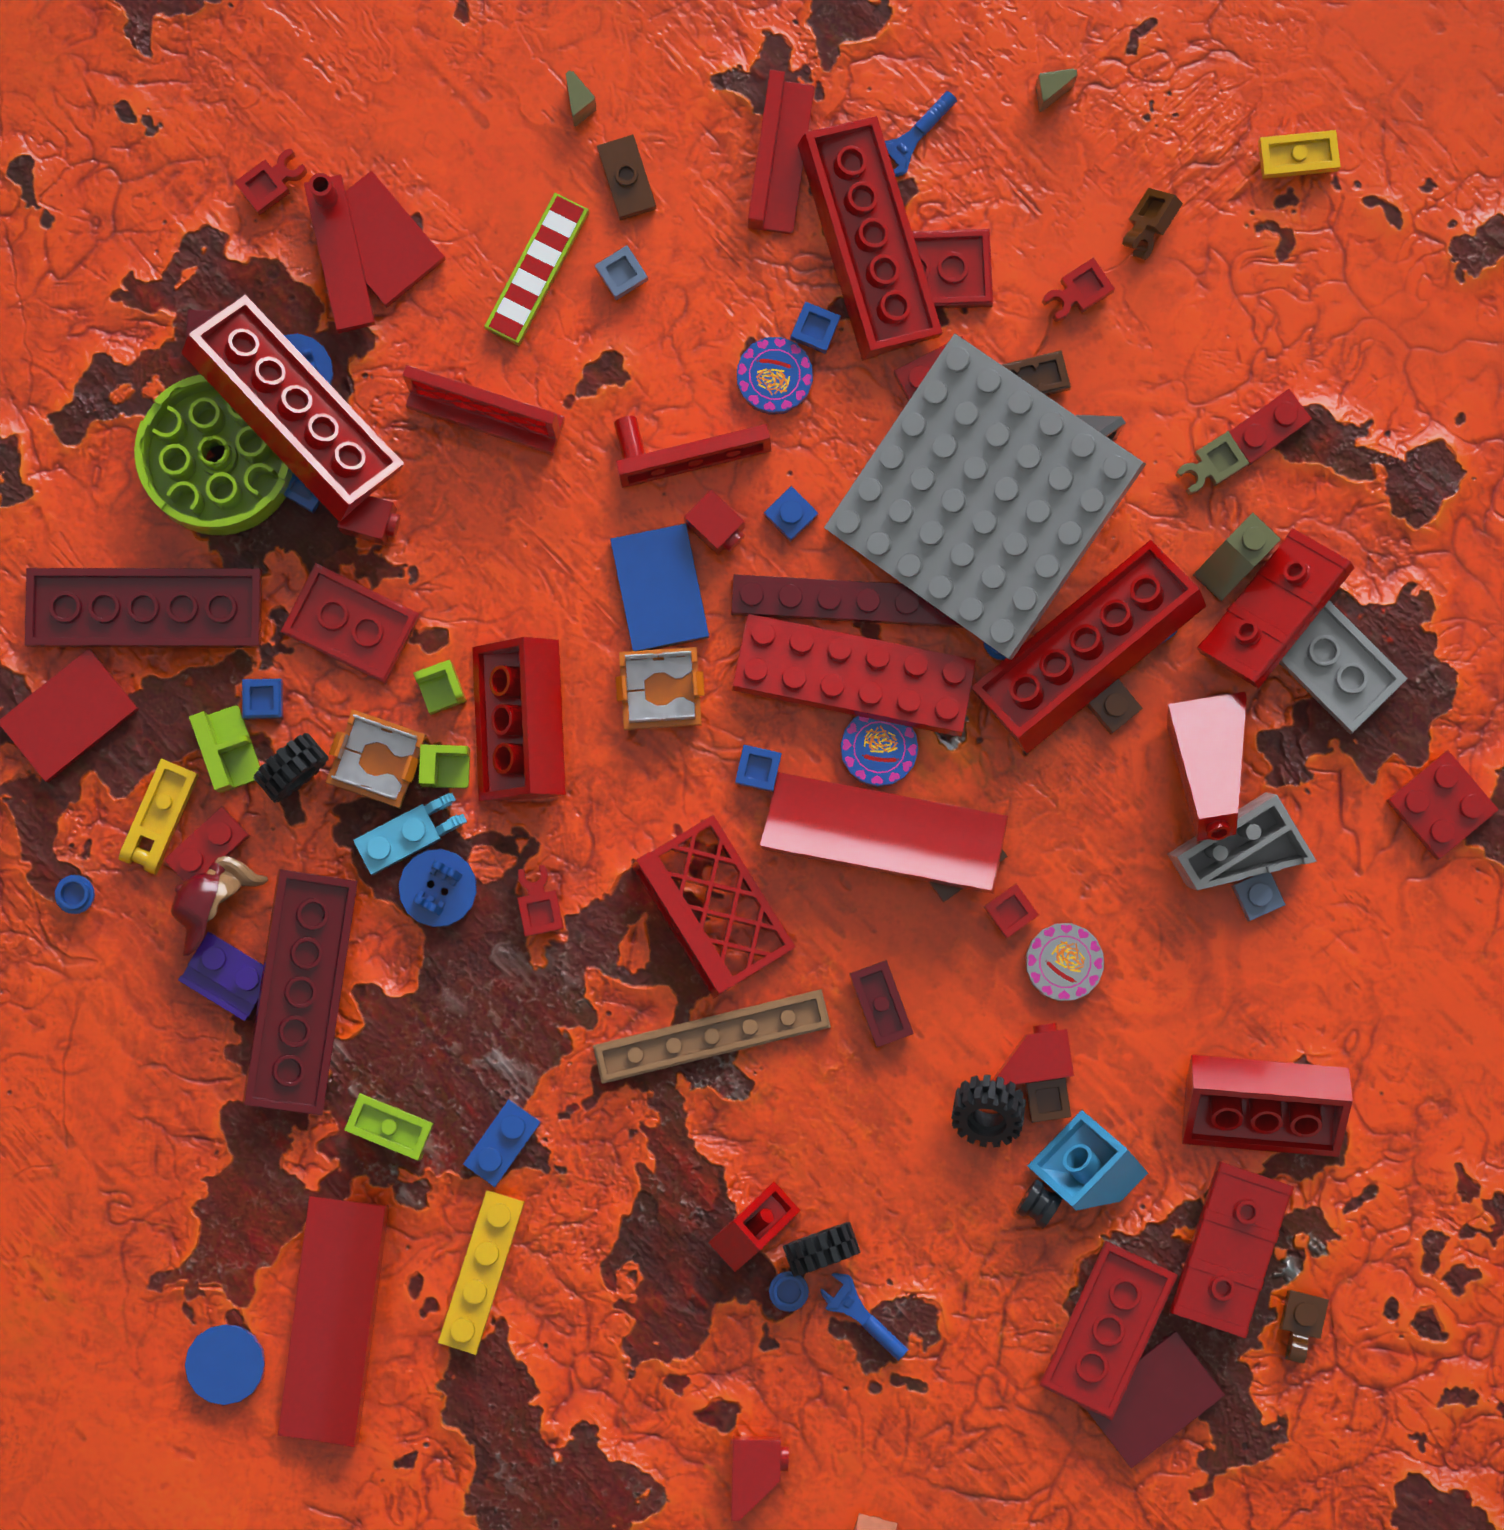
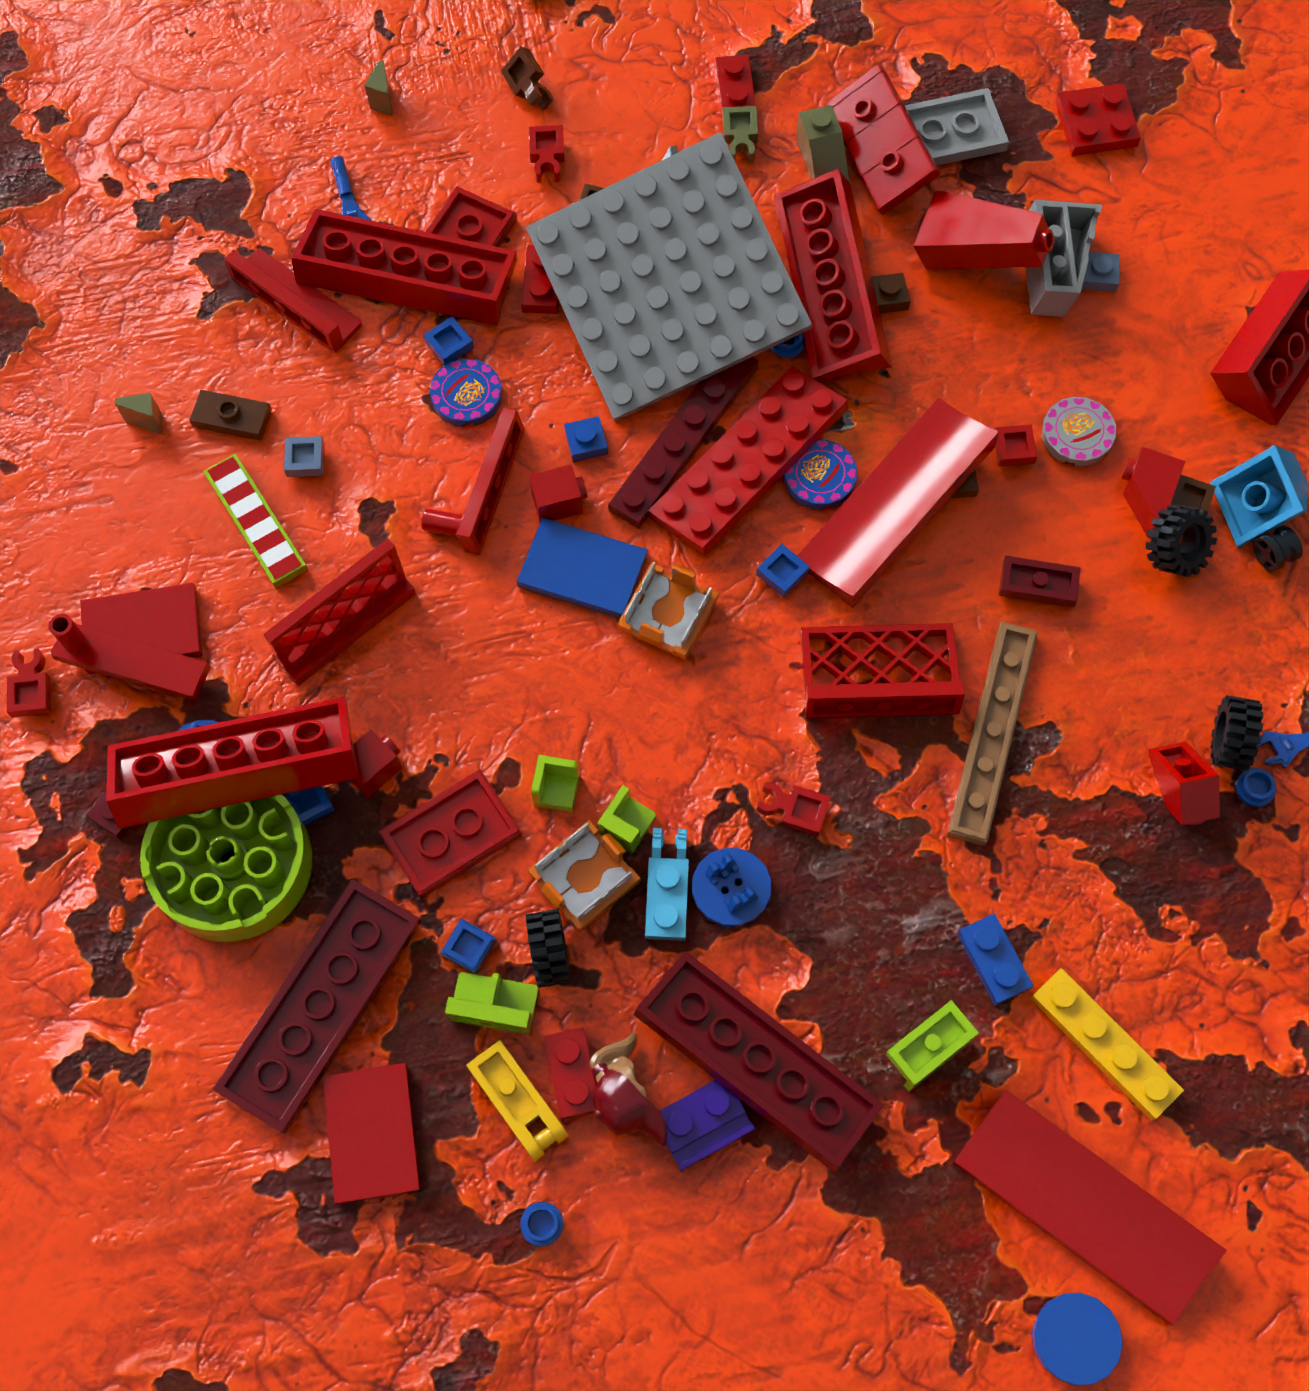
camera: 55 degrees left, 15 degrees down
(519, 719) = (624, 736): red slope -> none

